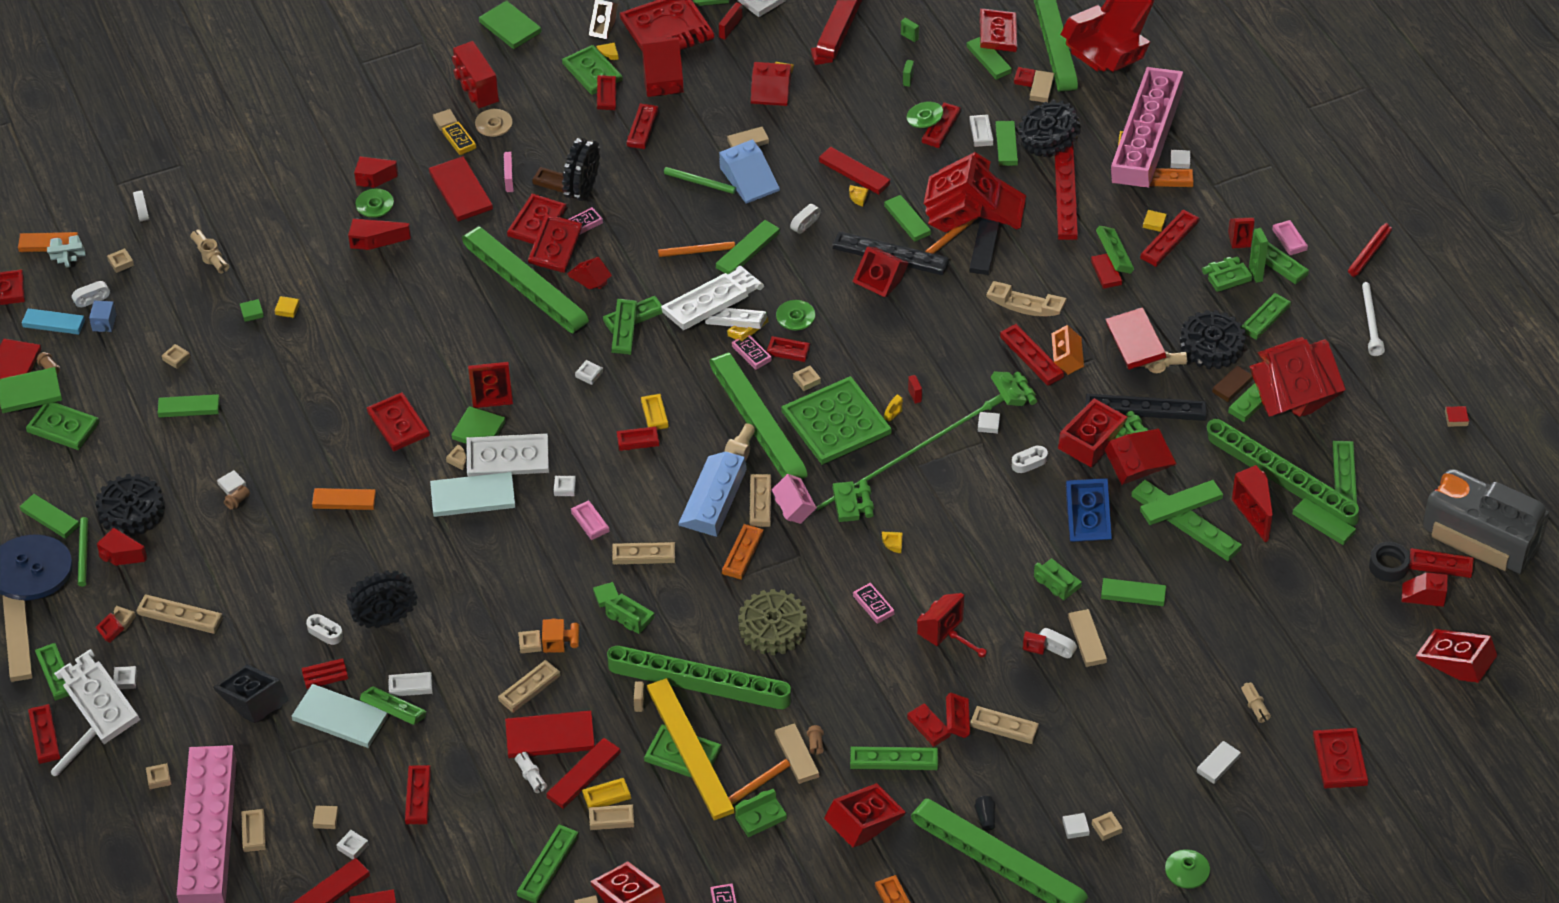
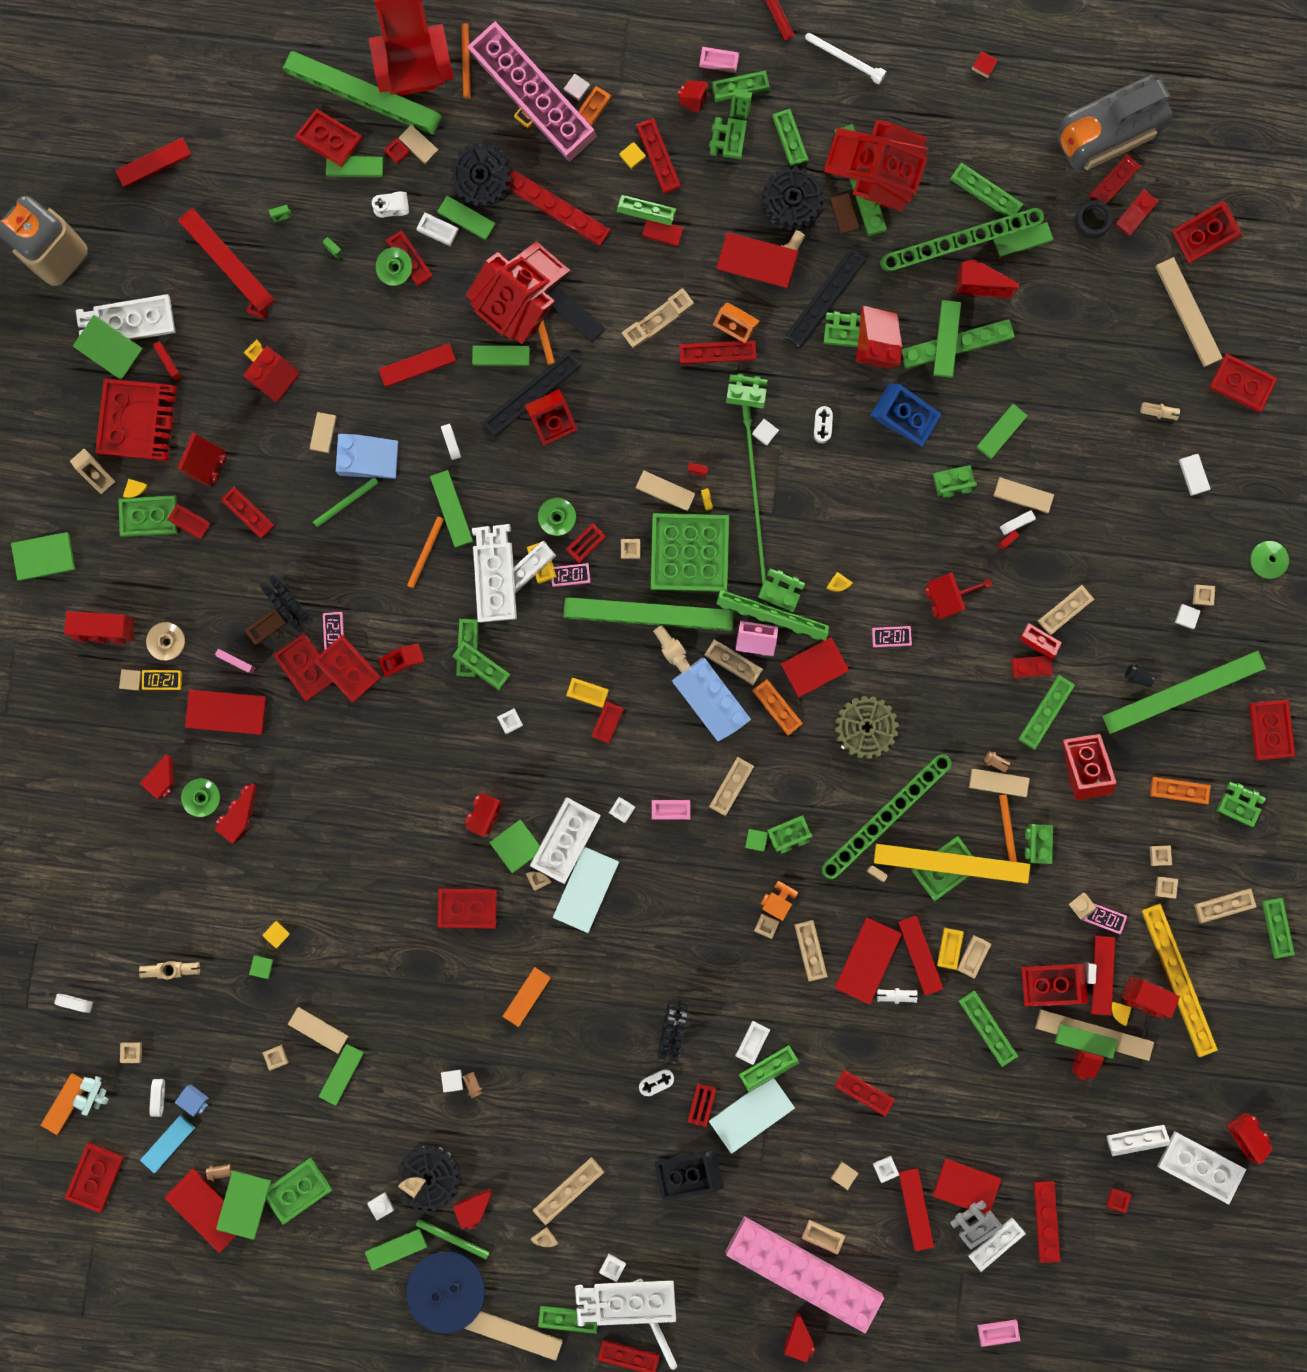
camera: 60 degrees left, 35 degrees up
(83, 487) = (380, 1206): none -> white plate
(110, 627) = (551, 1255): red tile -> none
(116, 489) = (412, 1185): none -> tan tile
(140, 854) = (799, 1342): none -> red slope
(158, 776) = (725, 1286): tan tile -> none
(219, 371) = (318, 1030): none -> tan tile
(525, 280) = (373, 717): bright green beam -> none
(723, 877) = (1083, 906): none -> tan plate
(801, 560) = (814, 667): none -> red tile
(824, 500) = (773, 615): none -> bright green plate
(858, 194) = (447, 379): yellow tile -> none
(878, 379) = (665, 491): none -> tan tile
(975, 89) = (393, 204): none -> white piece
(1091, 432) = (834, 360): red slope -> none
(1118, 92) = (465, 61): none -> orange bar
(1369, 680) = (1188, 312): none -> tan tile

